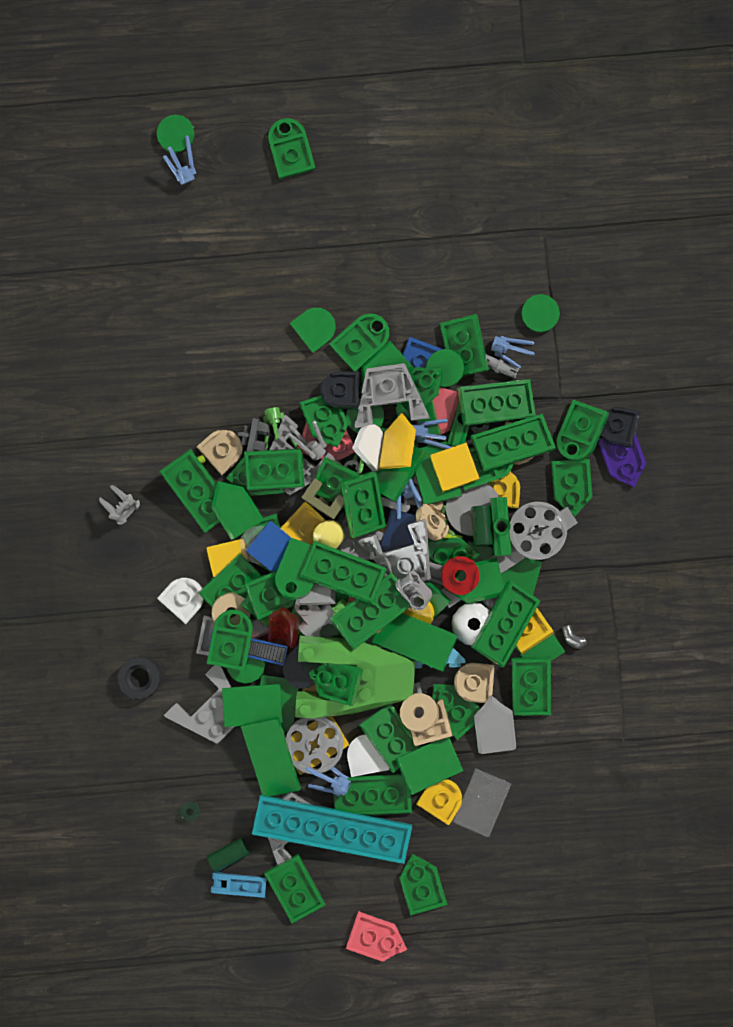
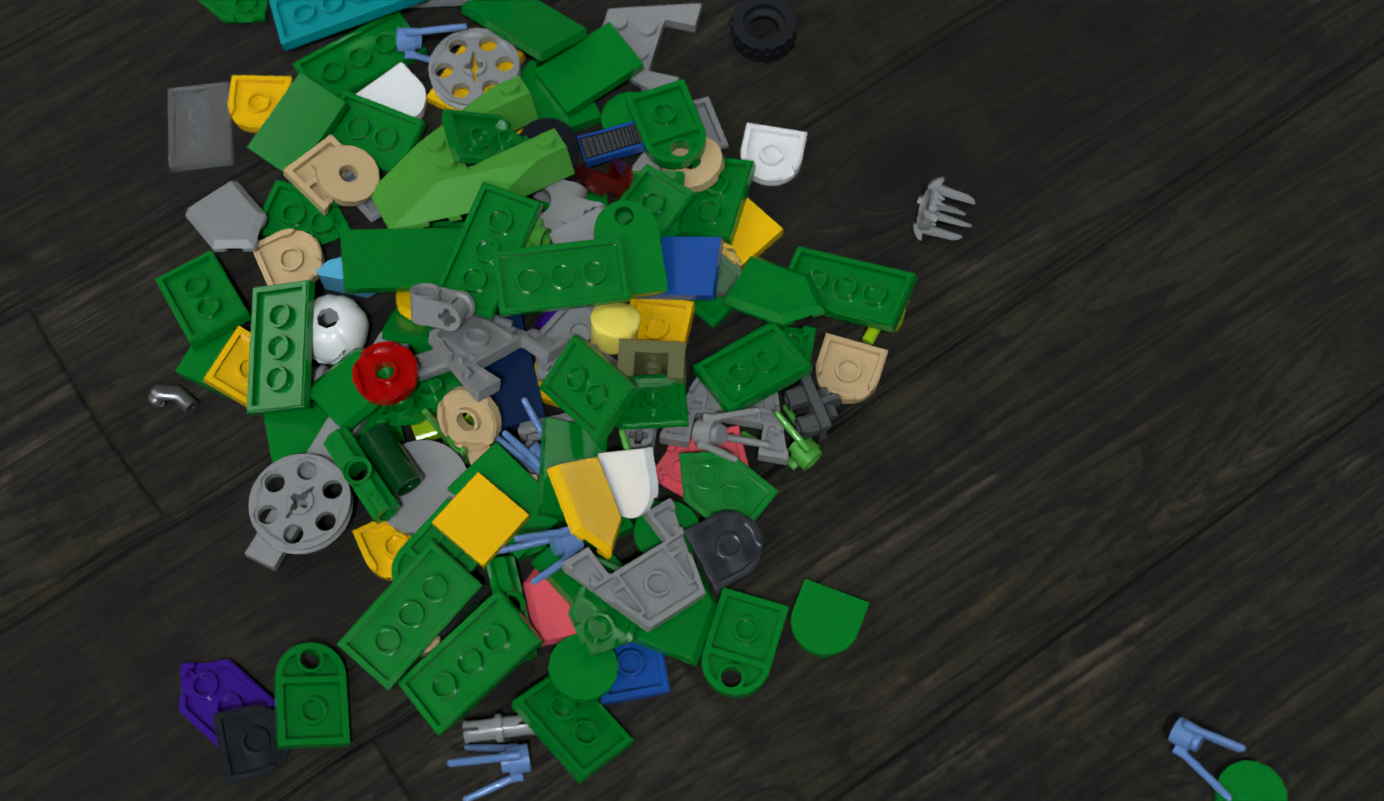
camera: 150 degrees right, 20 degrees down
(572, 484) = (285, 612): green tile -> none

